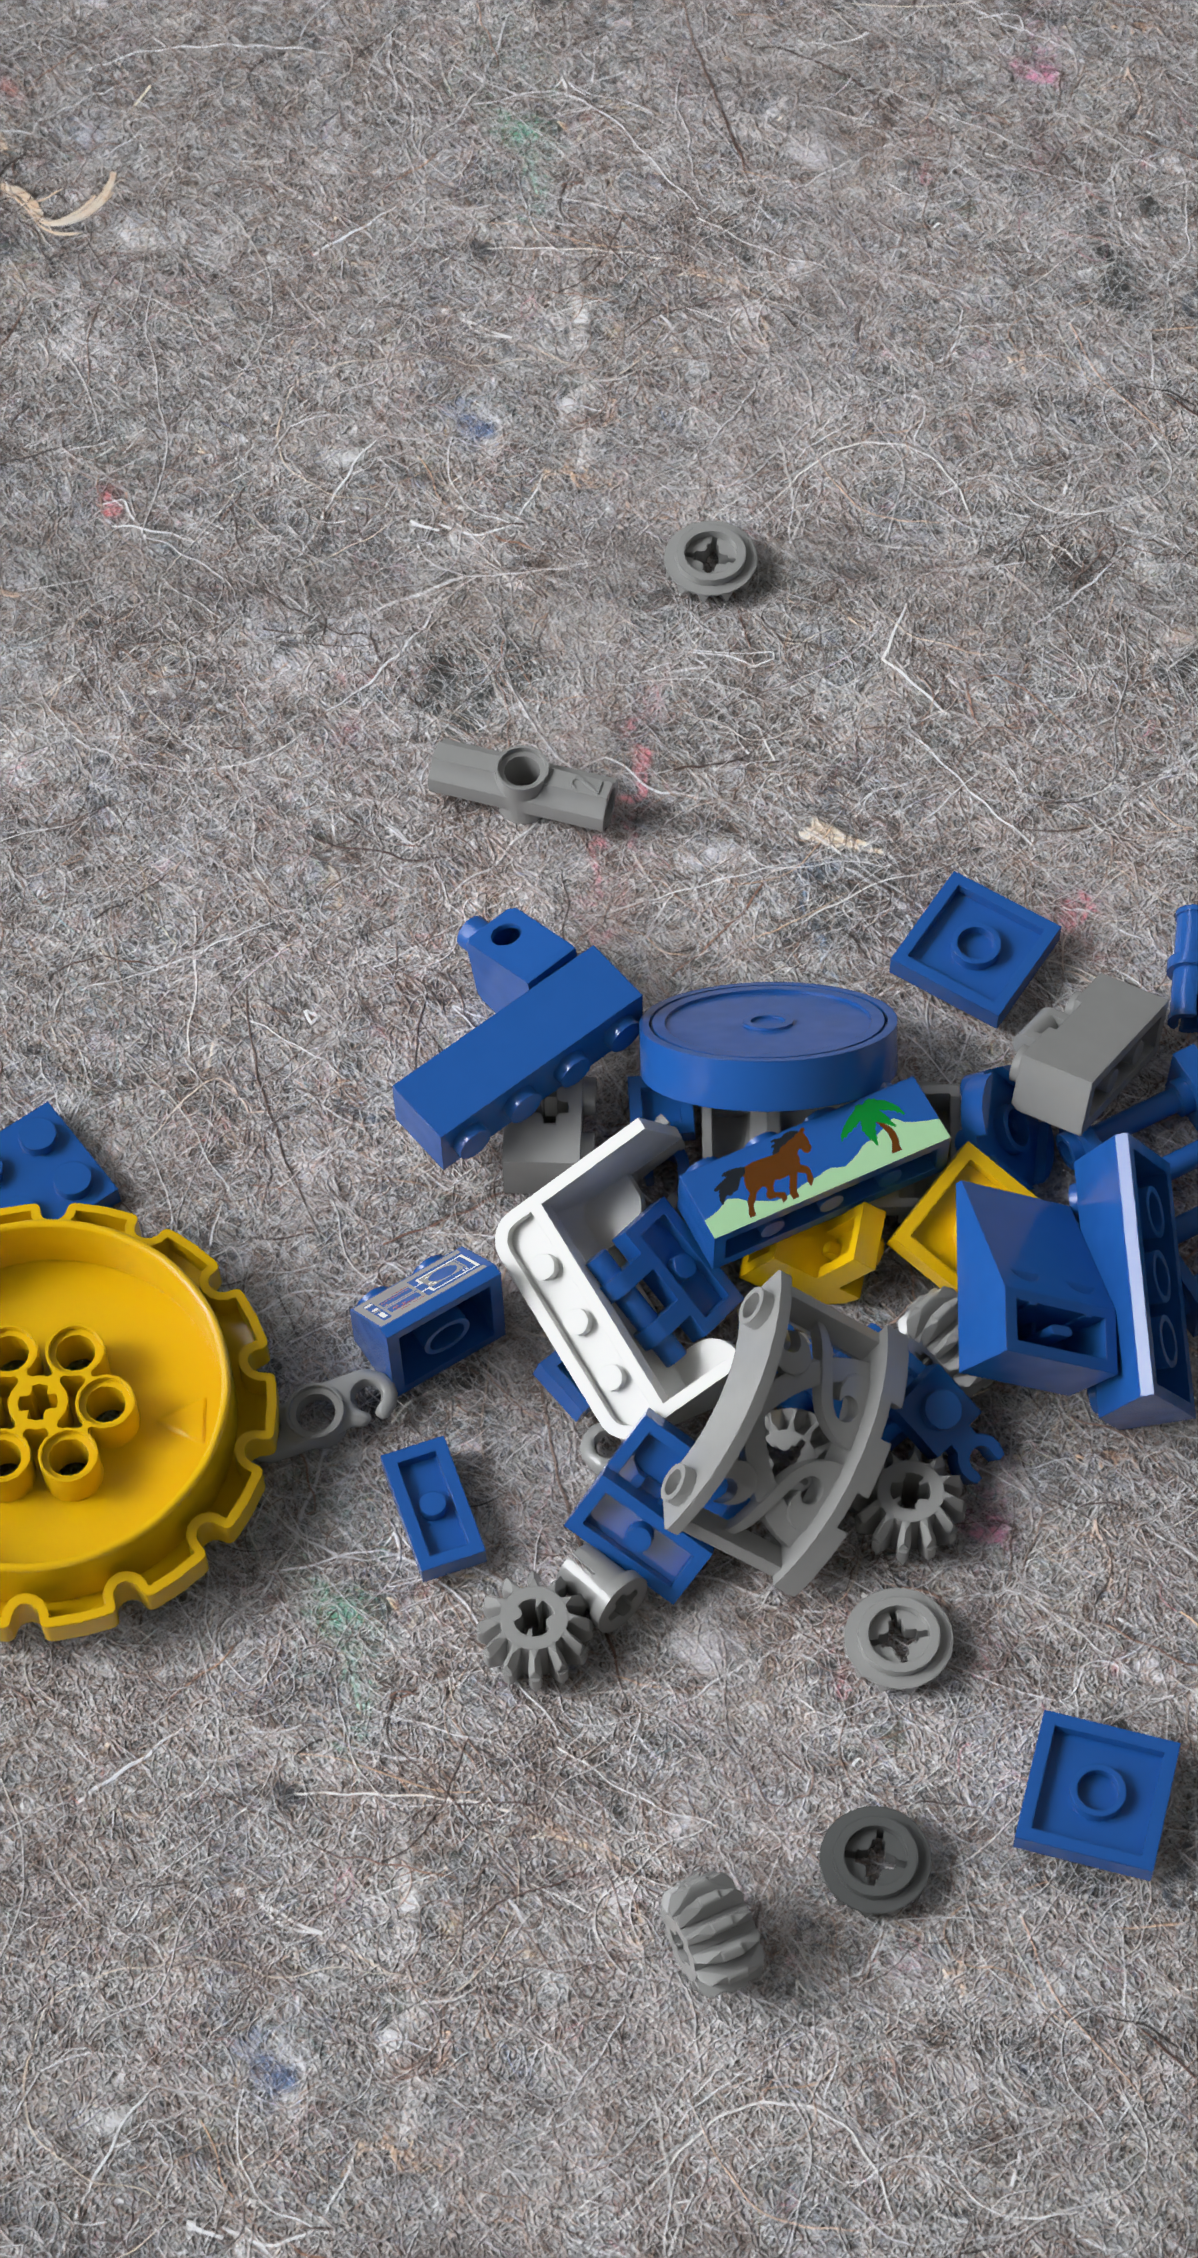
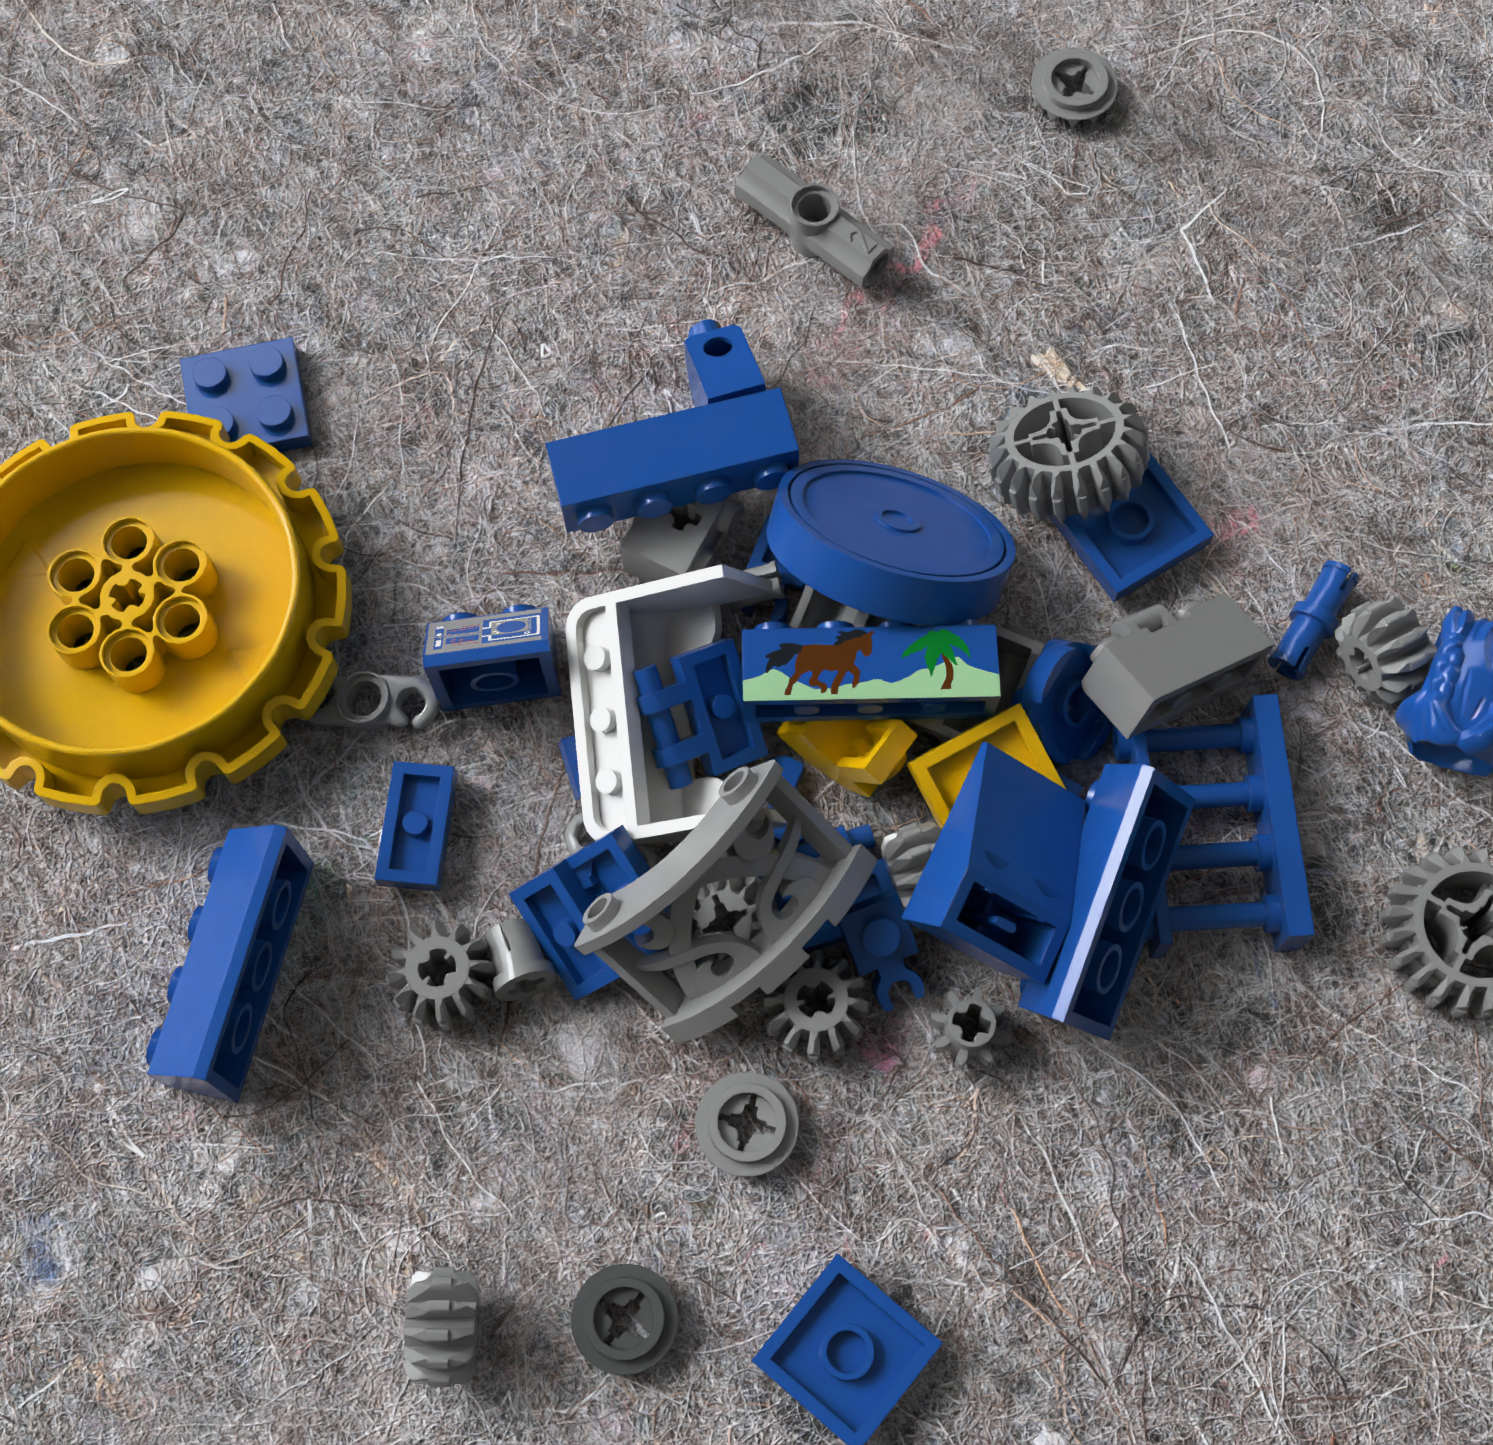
camera: 25 degrees right, 10 degrees up
(320, 1706) = (231, 963): none -> blue slope
(889, 905) = (1069, 454): none -> light grey gear
(1077, 1458) = (985, 1025): none -> light grey gear

